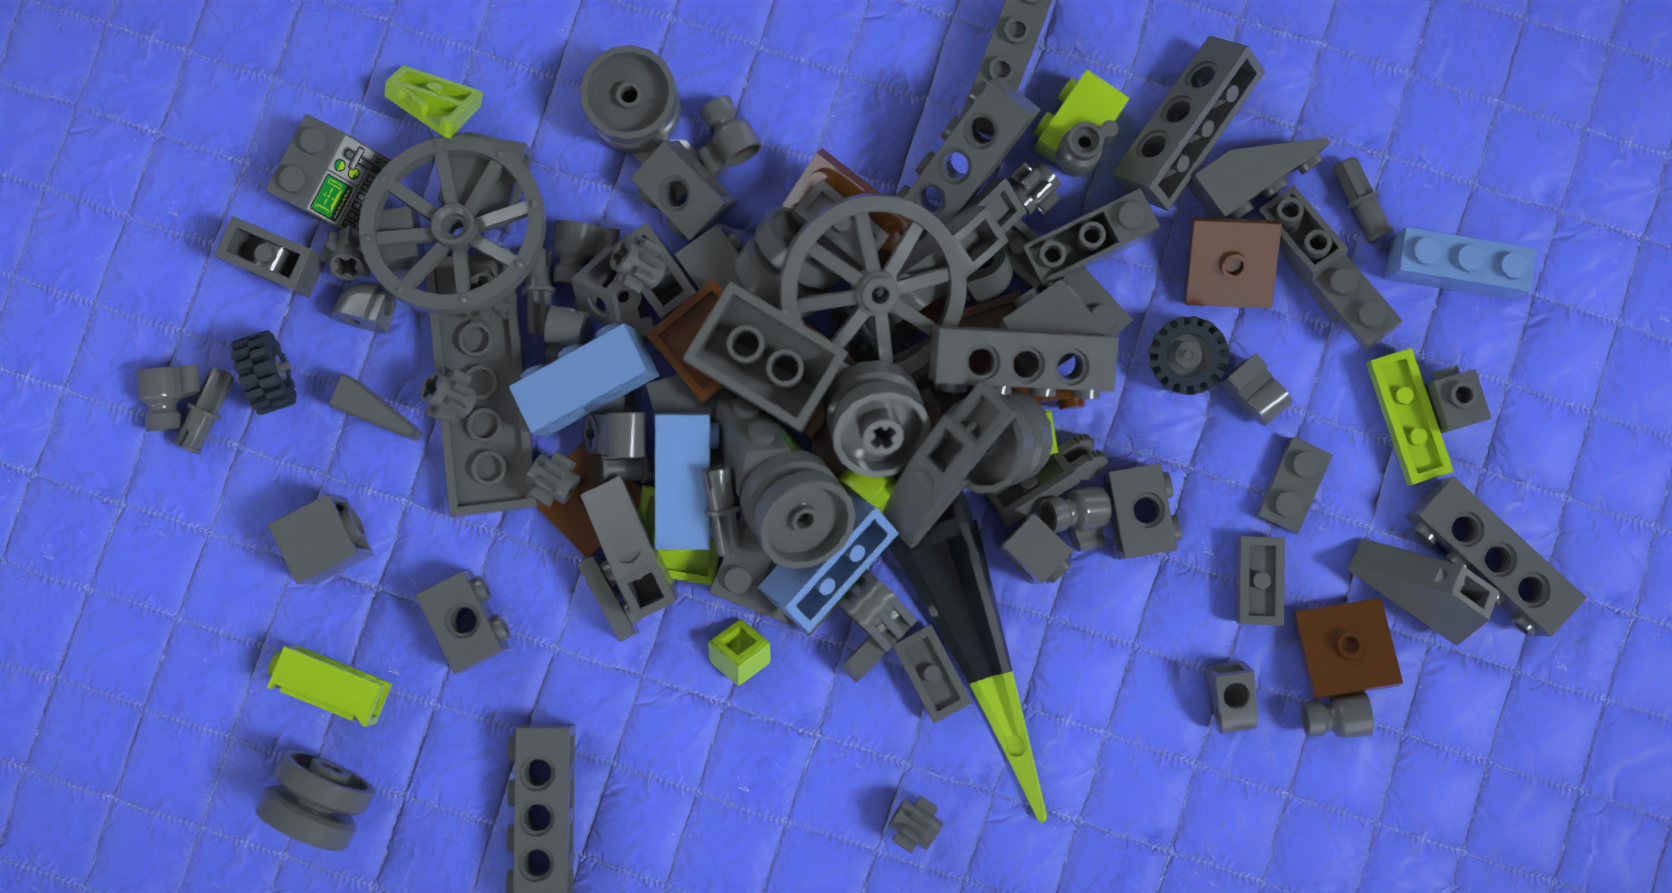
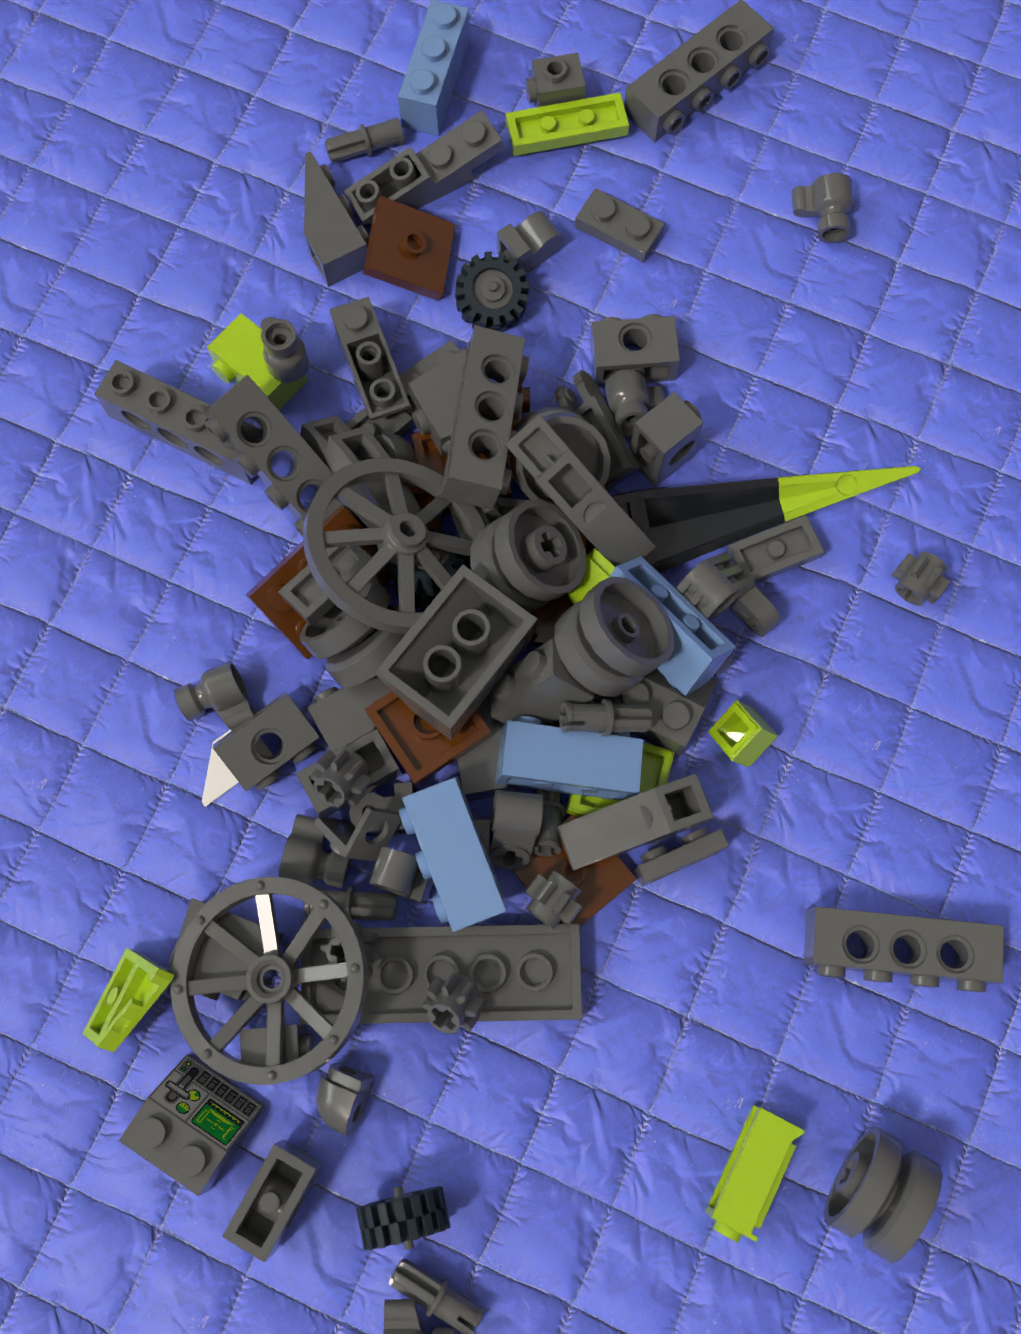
camera: 85 degrees left, 10 degrees down
(321, 539) = (596, 1165): dark grey head -> none
(345, 254) = (282, 1110): dark grey gear -> none
(358, 400) = (449, 1108): dark grey slope -> none
(442, 607) = (722, 1016): dark grey brick -> none
(636, 77) = (140, 770): dark grey wheel -> none
(1035, 187) = (312, 405): dark grey gear -> none
(1189, 121) = (270, 268): dark grey brick -> none
(1233, 696) = (810, 290): dark grey leg -> none
(1260, 580) = (705, 258): dark grey plate -> none
(1347, 648) = (772, 194): reddish brown plate -> none
(1429, 588) = (726, 116): dark grey slope -> none

